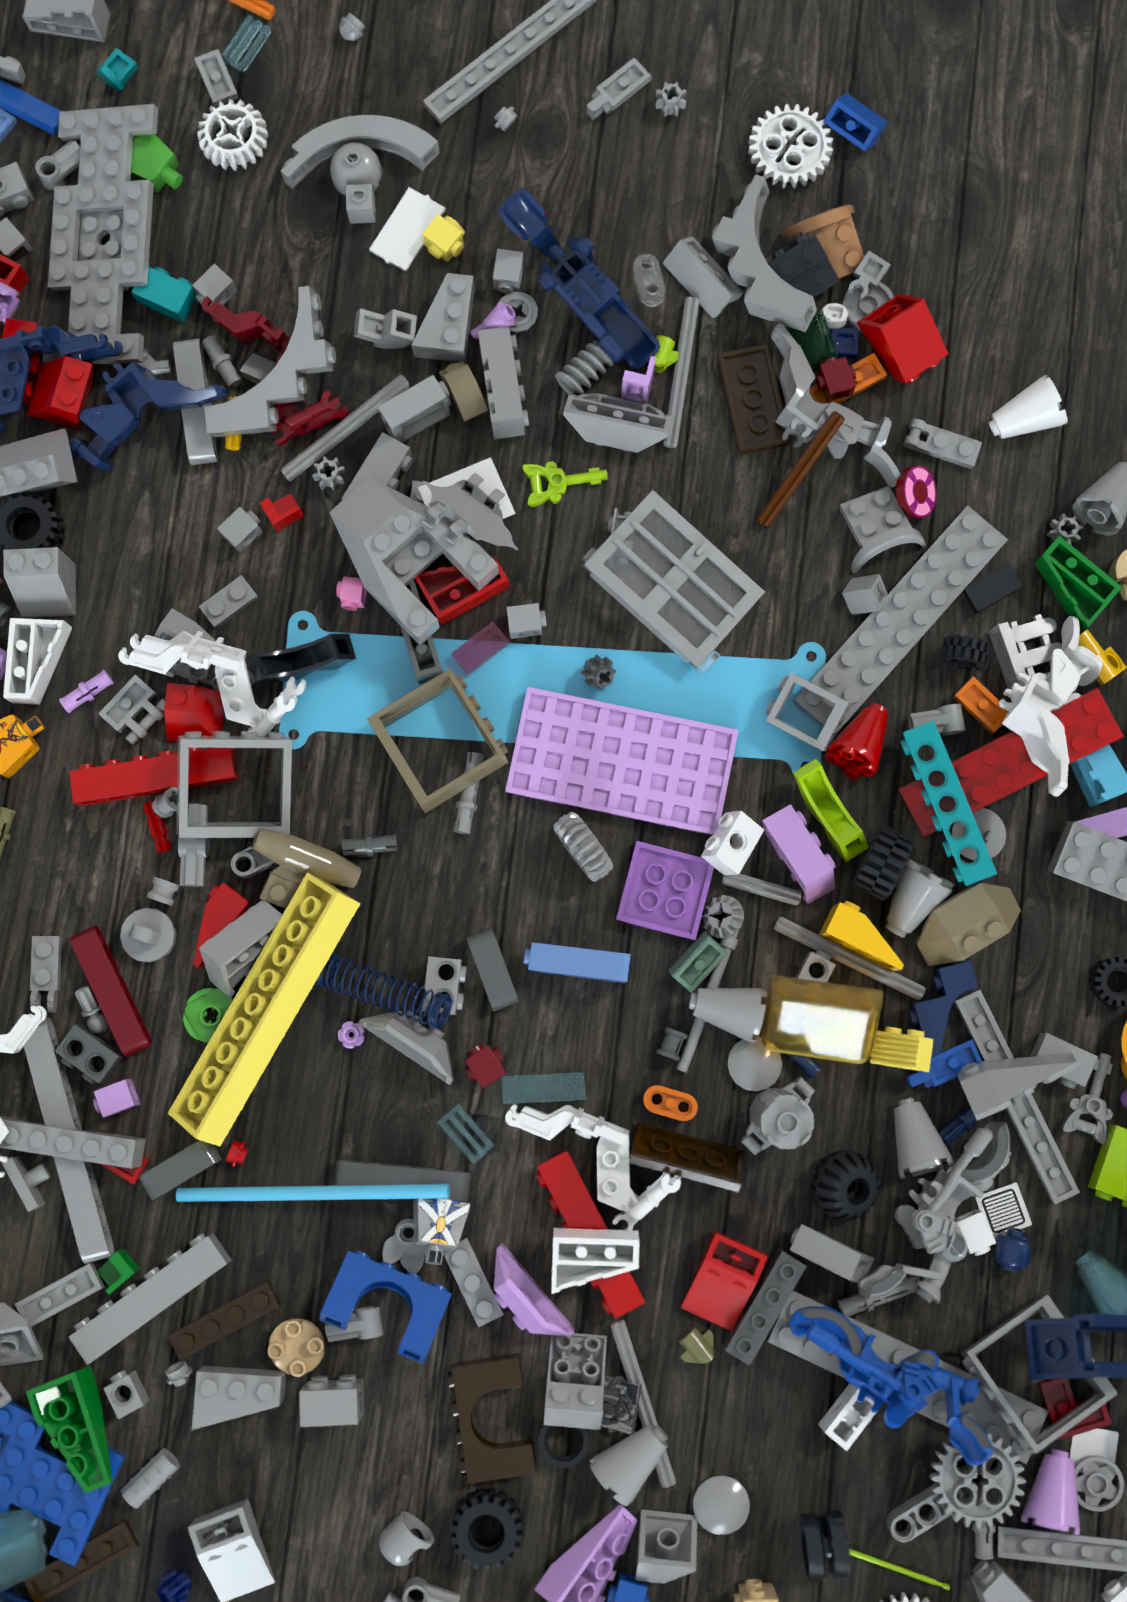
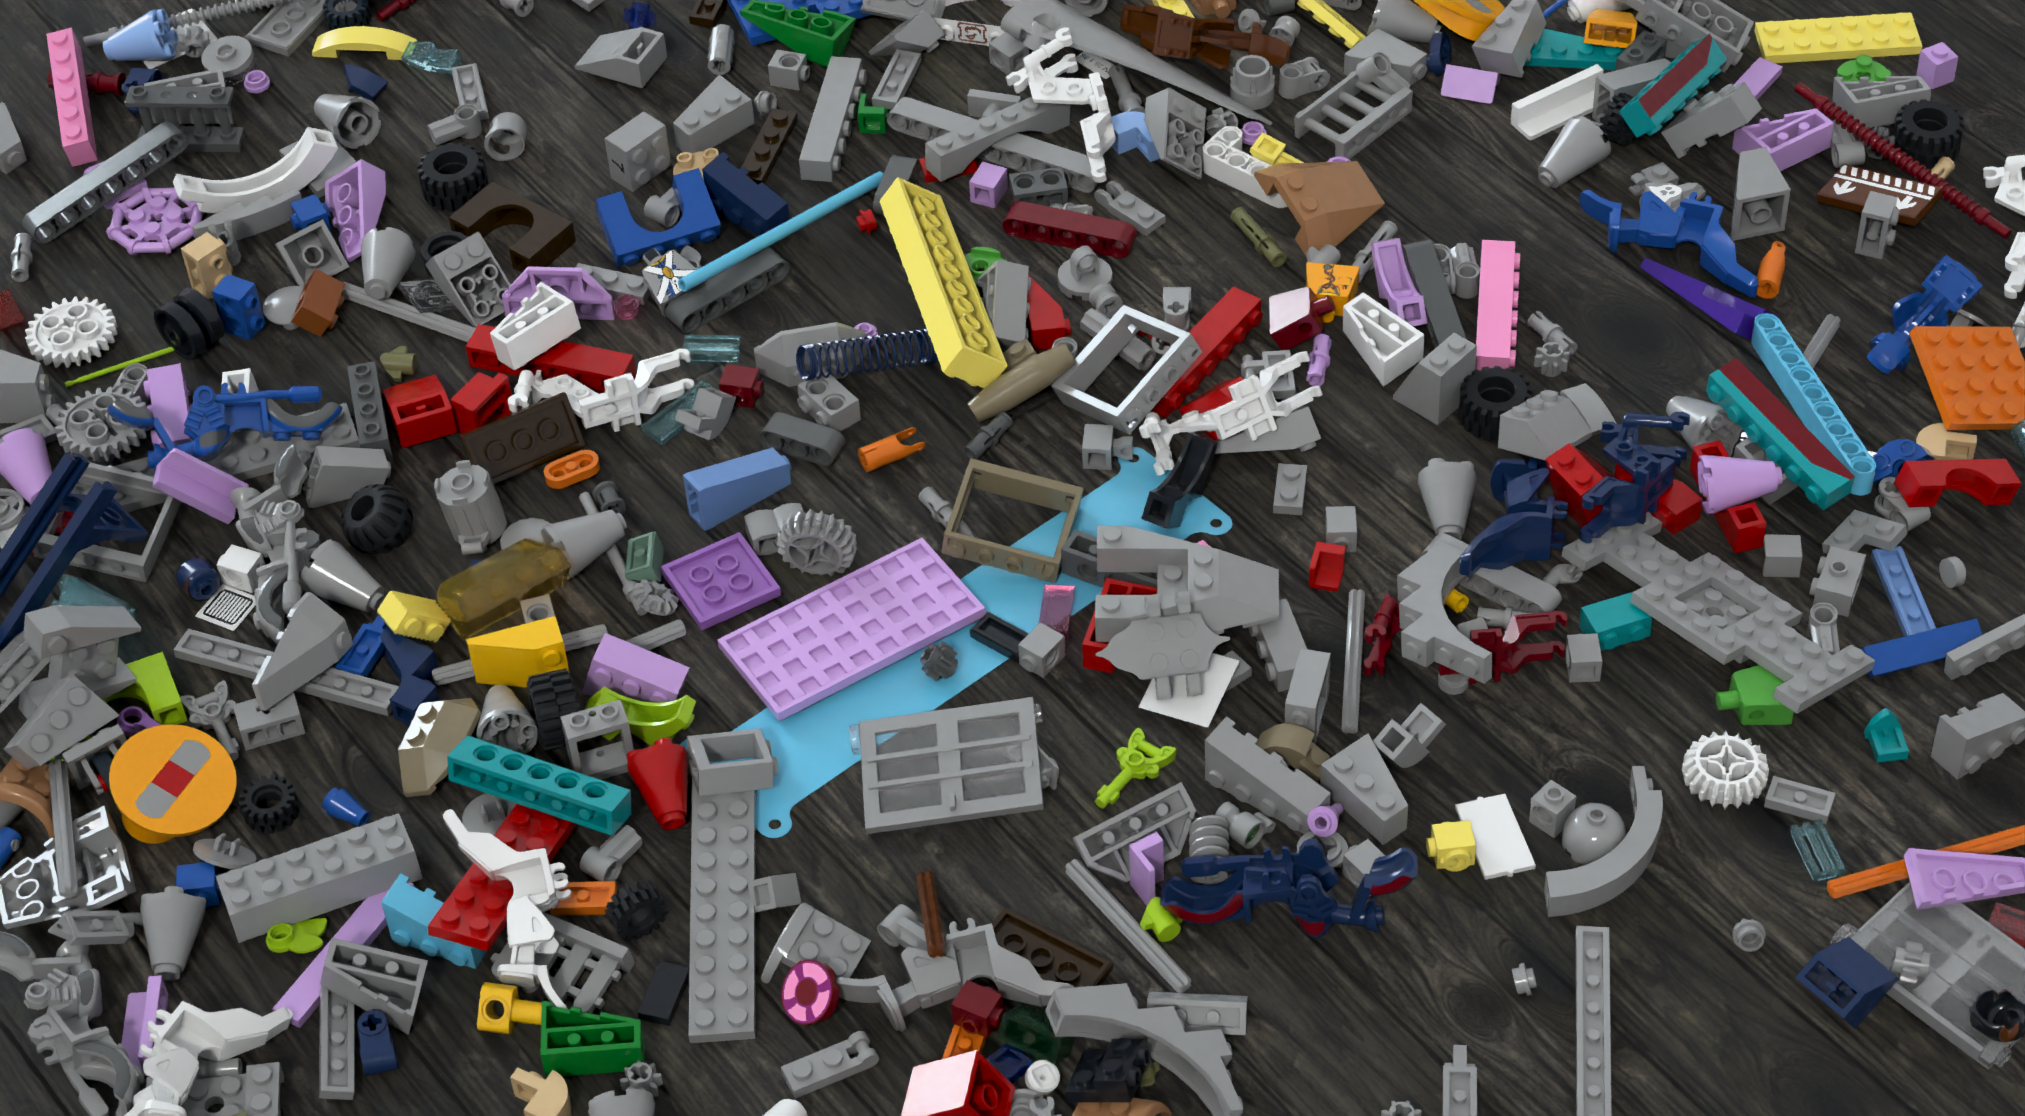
camera: 135 degrees right, 35 degrees down
(61, 733) = (1297, 316): none -> dark red torso
(121, 836) = (1177, 306): none -> light grey piece
(151, 480) = (1447, 494): none -> light grey cone
(305, 1262) = (742, 199): none -> dark blue wedge
(309, 757) = (1101, 446): none -> light grey brick
(322, 469) = (1322, 616): light grey gear -> none
(448, 899) = (888, 450): none -> orange piece
(485, 1233) = (626, 306): none -> clear pink plate
(533, 661) = (998, 635): none -> black tile
(537, 1056) = (709, 413): none -> light grey brick
(544, 366) = (1244, 826): none -> light grey piece
(587, 899) = (764, 525): none -> light grey brick
(649, 278) = (1240, 971): clear plate -> none
(684, 1220) = (481, 401): none -> red plate
(706, 1475) = (318, 303): none -> dark orange brick
(744, 836) = (698, 636): white brick -> none
(772, 1527) = (239, 307): none -> blue brick
(814, 491) = (902, 929): none -> light grey piece
(889, 807) = (605, 760): none -> light grey window
(905, 1459) = (169, 401): none -> lavender wedge
(958, 1335) = (197, 484): none -> lavender panel
(1070, 929) = (344, 806): none -> blue cone

